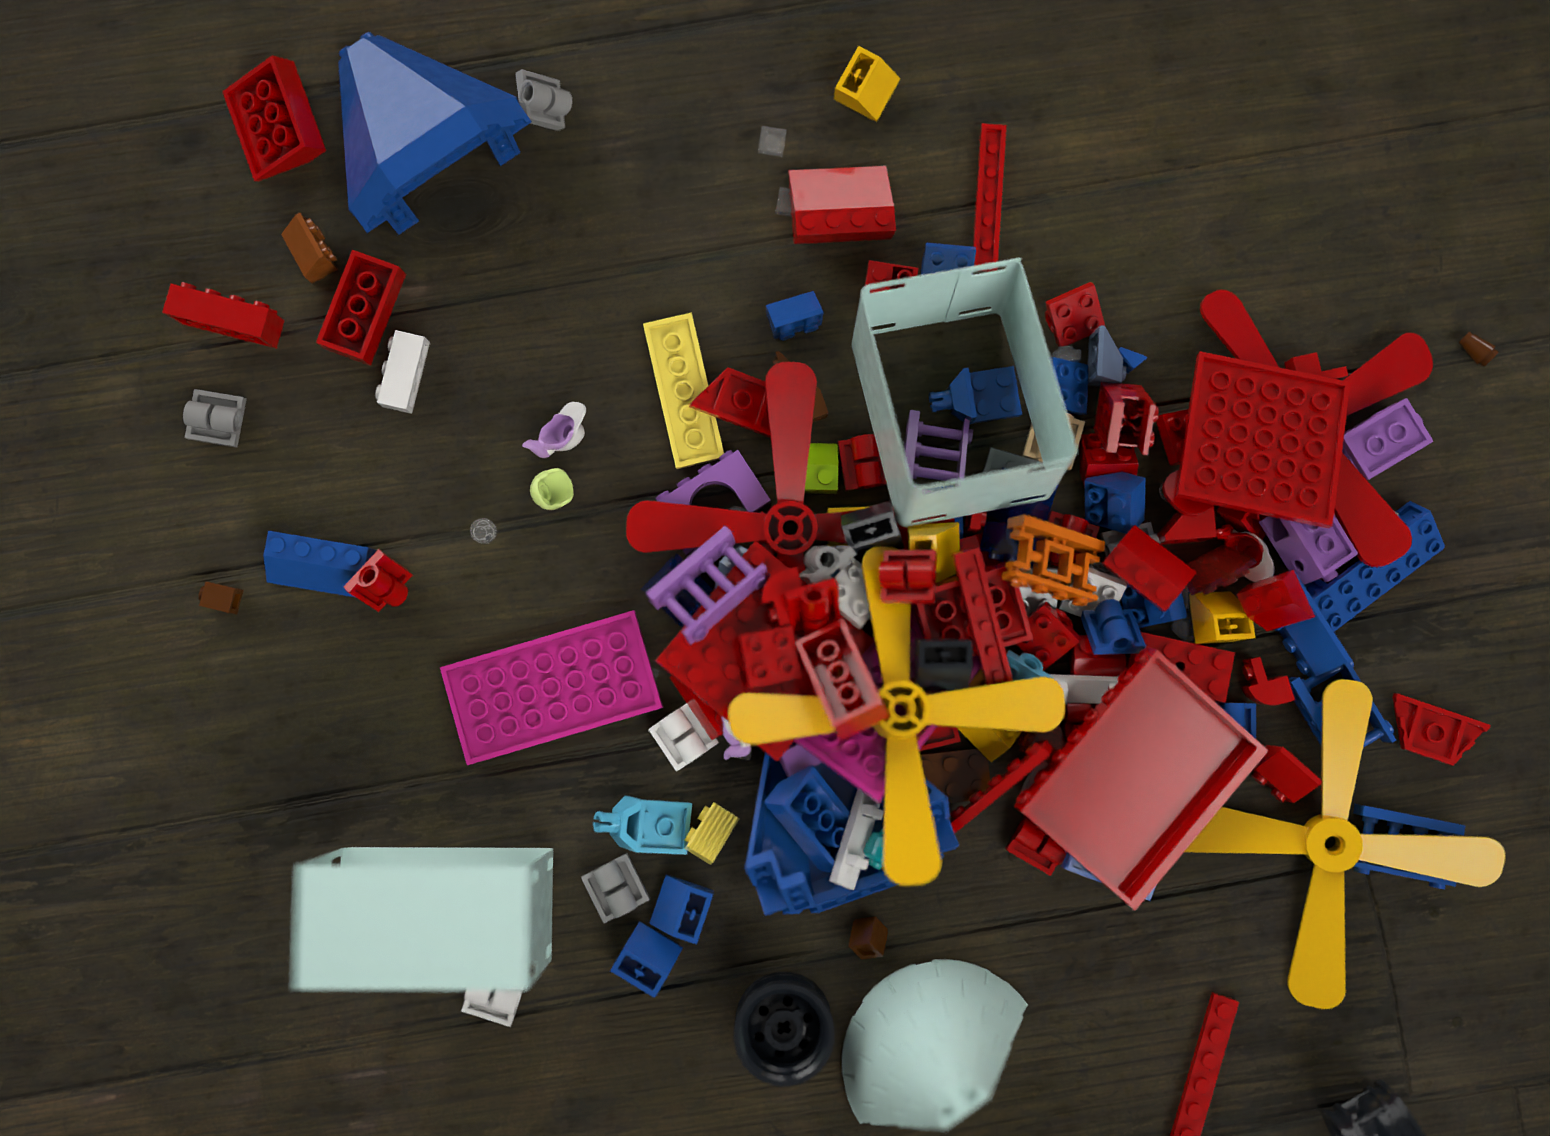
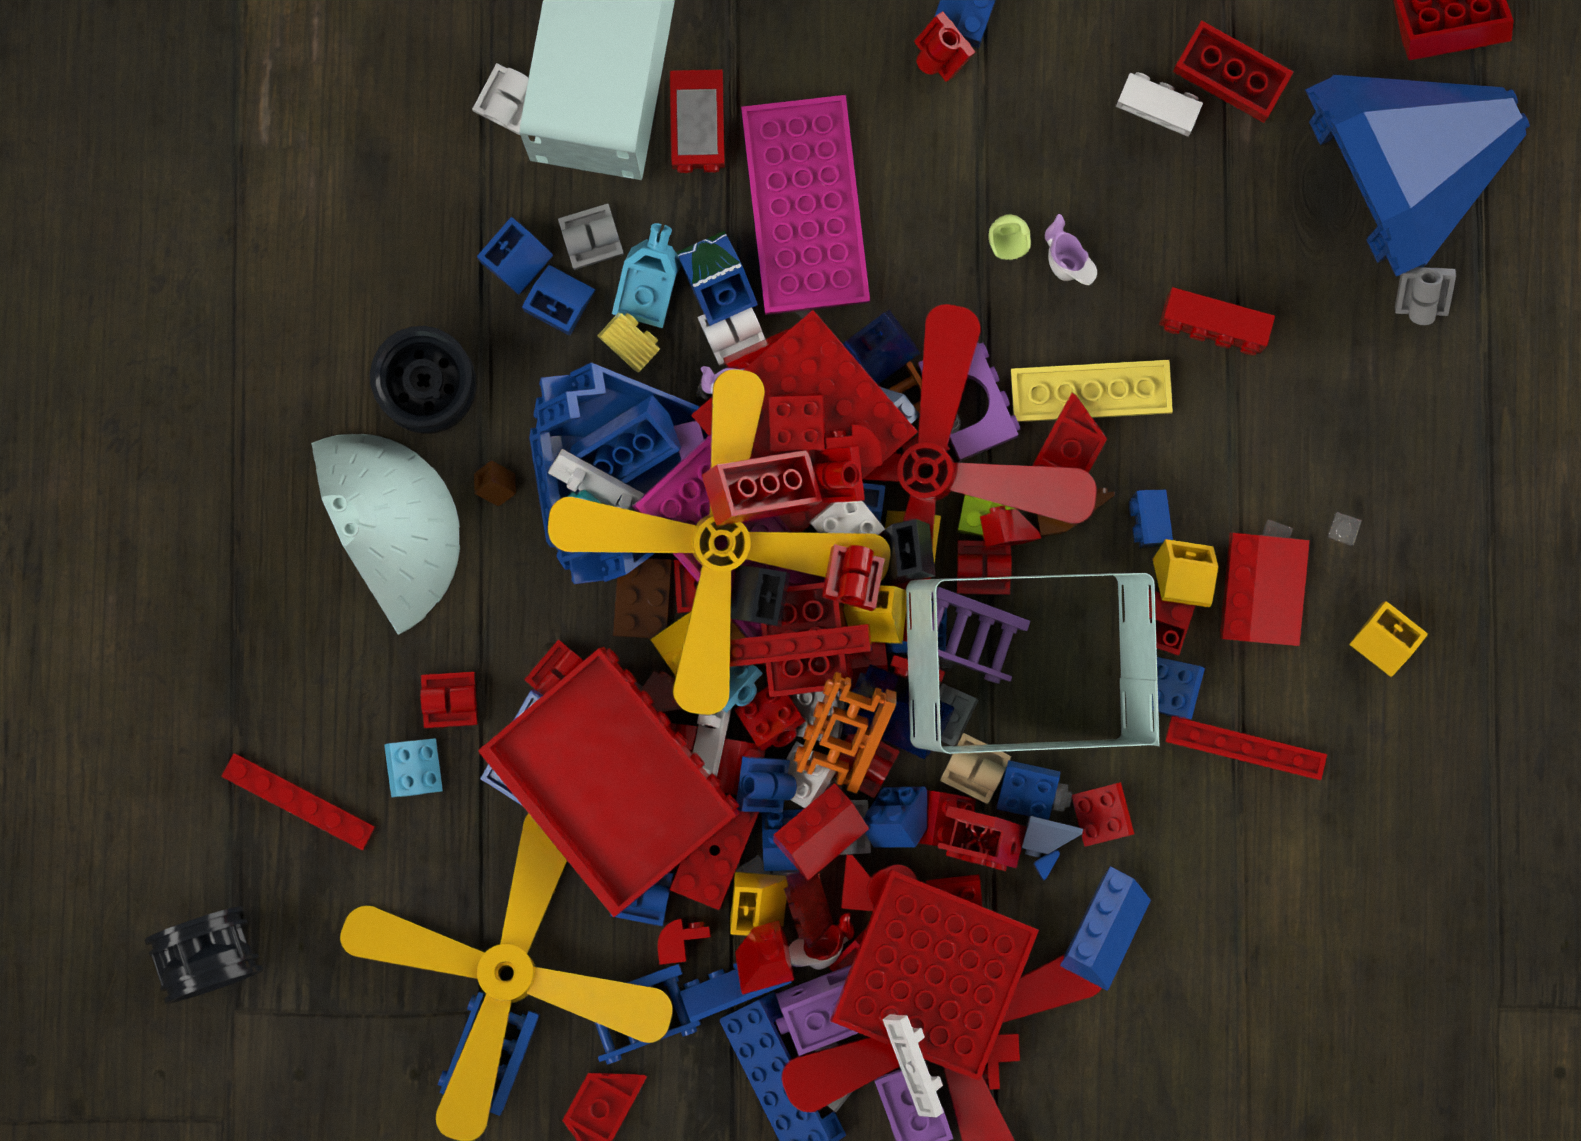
camera: 105 degrees right, 0 degrees up
(309, 249) = (1304, 27): dark orange slope -> none
(483, 530) = (979, 160): clear tile -> none
(486, 805) = (697, 120): none -> panel
(599, 283) = (1216, 321): none -> red brick
(636, 759) = (717, 278): none -> blue slope
(702, 561) = (904, 374): medium lavender fence -> none
(829, 444) = (1007, 528): none -> red slope
(834, 558) = (884, 510): light grey plate -> none
(840, 272) = (1186, 572): none -> yellow slope
(980, 396) = (1034, 699): blue plate -> none
(1000, 784) = (627, 637): red plate -> none
(1082, 945) = (449, 700): none -> red plate
(1154, 968) = (413, 767): none -> medium azure plate
(1182, 294) = (1106, 929): none -> blue slope
(1284, 775) = (584, 937): red slope -> none
(1367, 434) = (919, 1081): none -> white hinge

